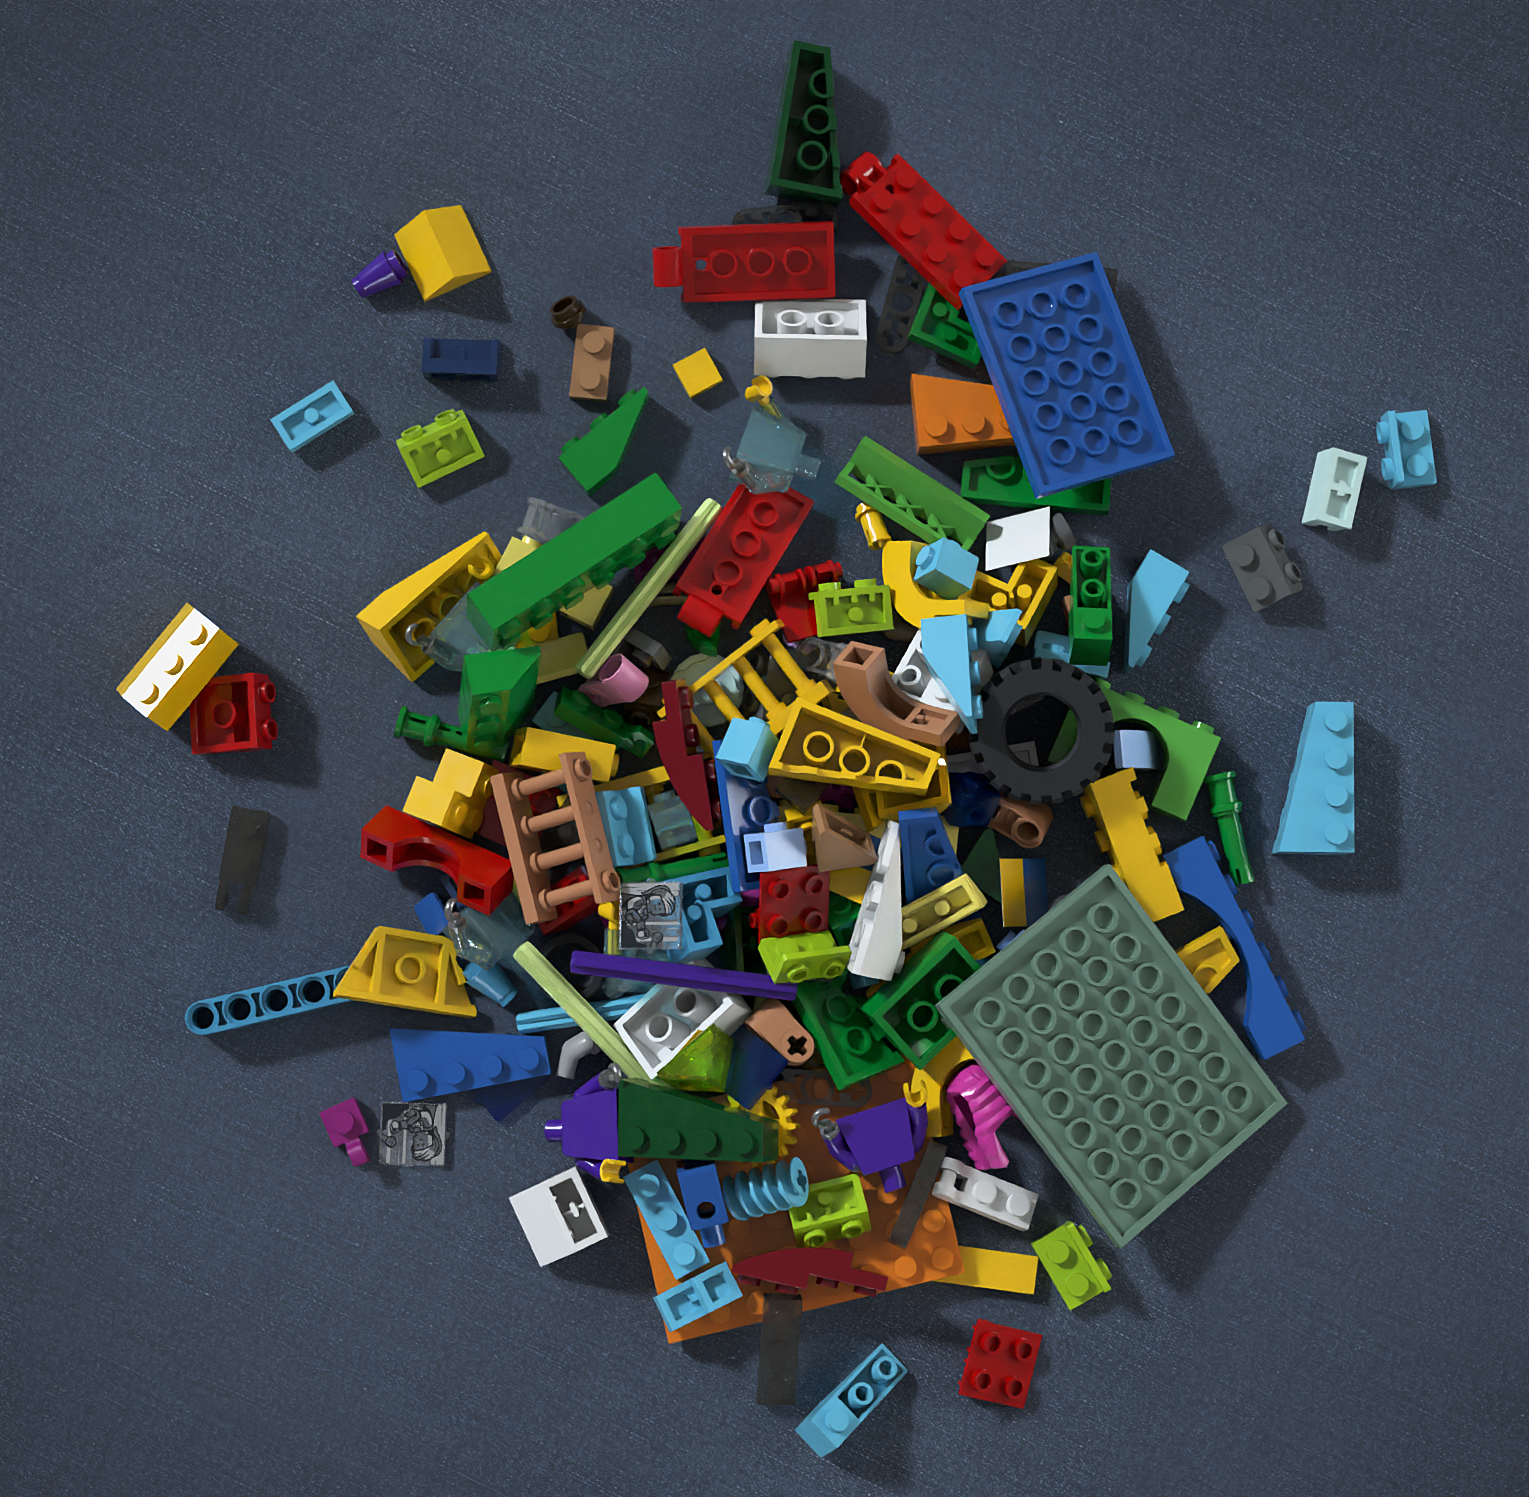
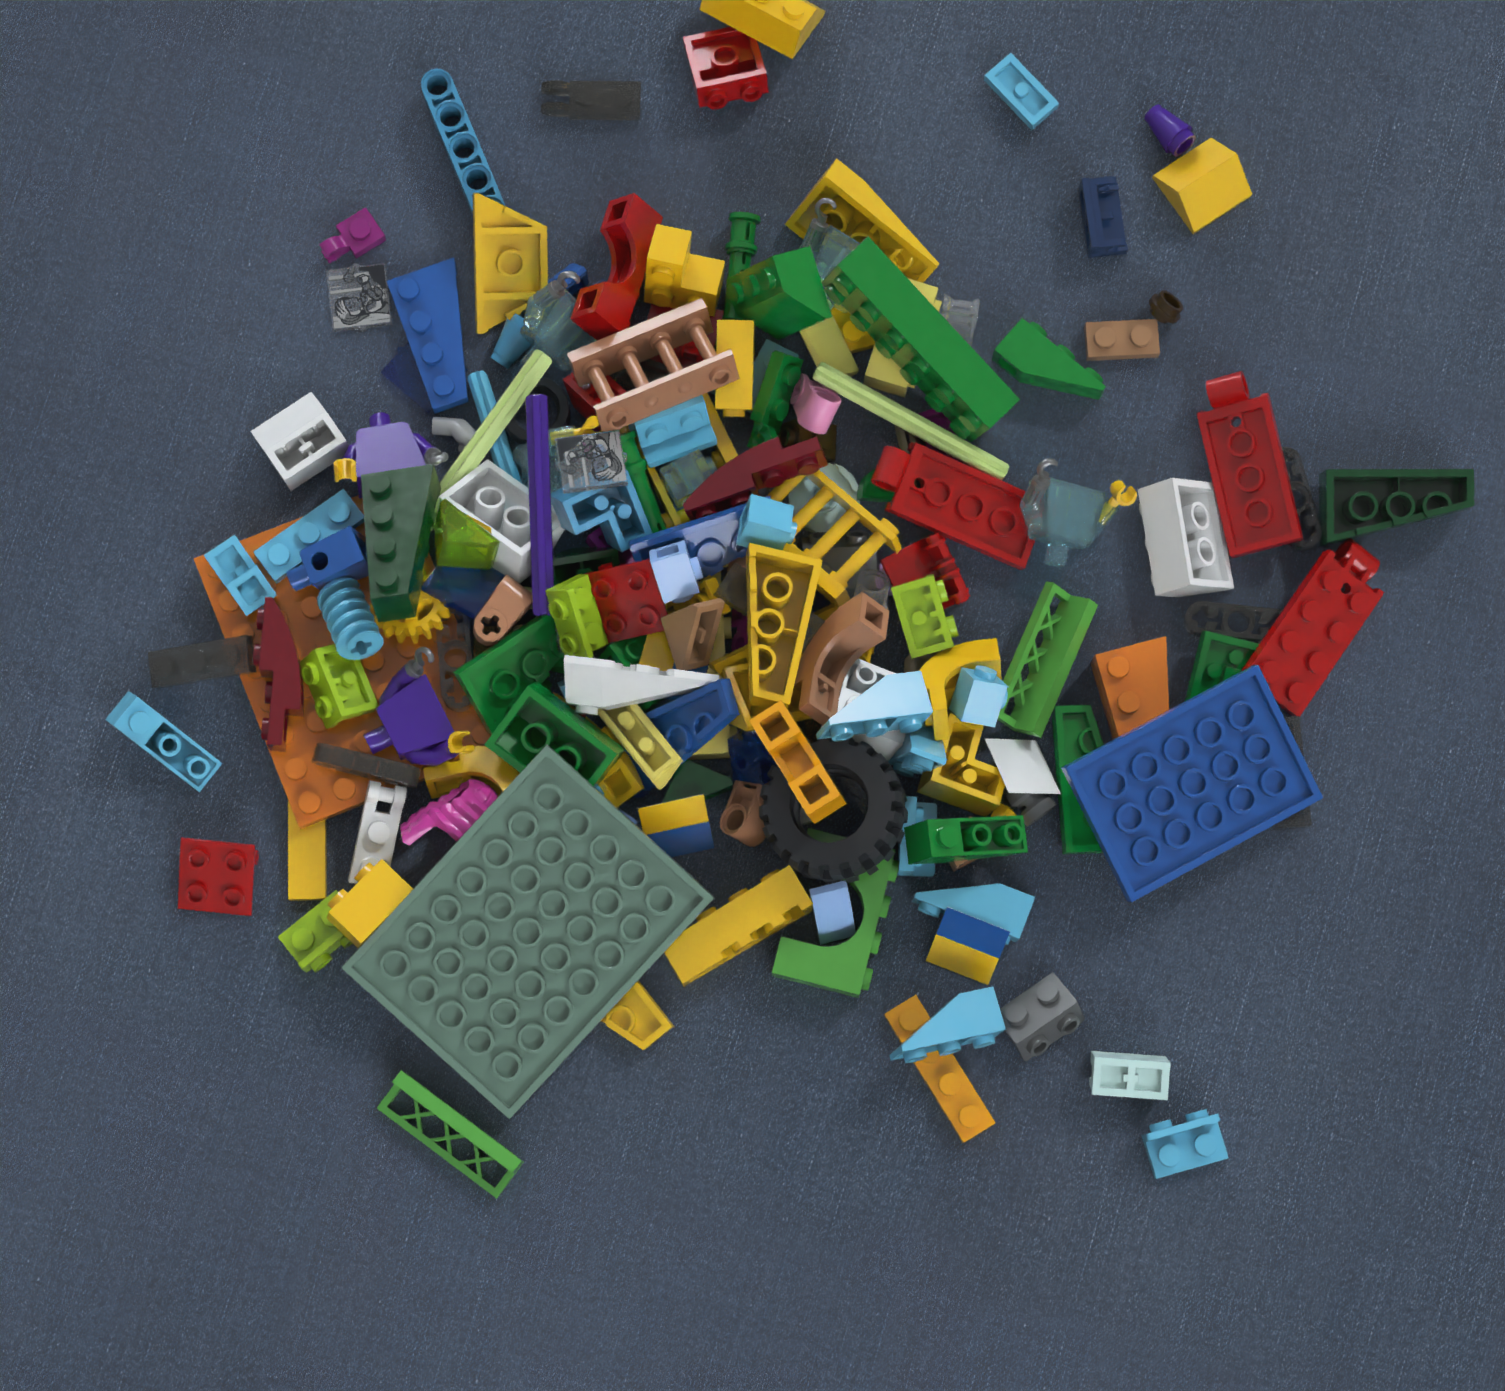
camera: 85 degrees right, 5 degrees down
(439, 447) = (1013, 210): lime bracket -> none
(642, 650) = (852, 423): dark grey bracket -> none
(697, 373) = (1130, 439): yellow tile -> none
(872, 525) = (1010, 628): yellow pin -> none
(1000, 754) = (797, 762): none -> light orange arch
(1059, 1211) = (368, 902): none -> yellow brick
(1185, 624) = (967, 946): none -> sticker
(1226, 809) = (791, 1015): green pin -> none
(1260, 648) = (964, 1020): none -> medium azure slope
(1267, 1016) = (589, 1087): blue arch -> none
(1286, 1153) = (457, 1122): none -> bright green fence
(1298, 673) = (942, 1075): none -> light orange plate
(1321, 787) = (824, 1105): medium azure wedge -> none

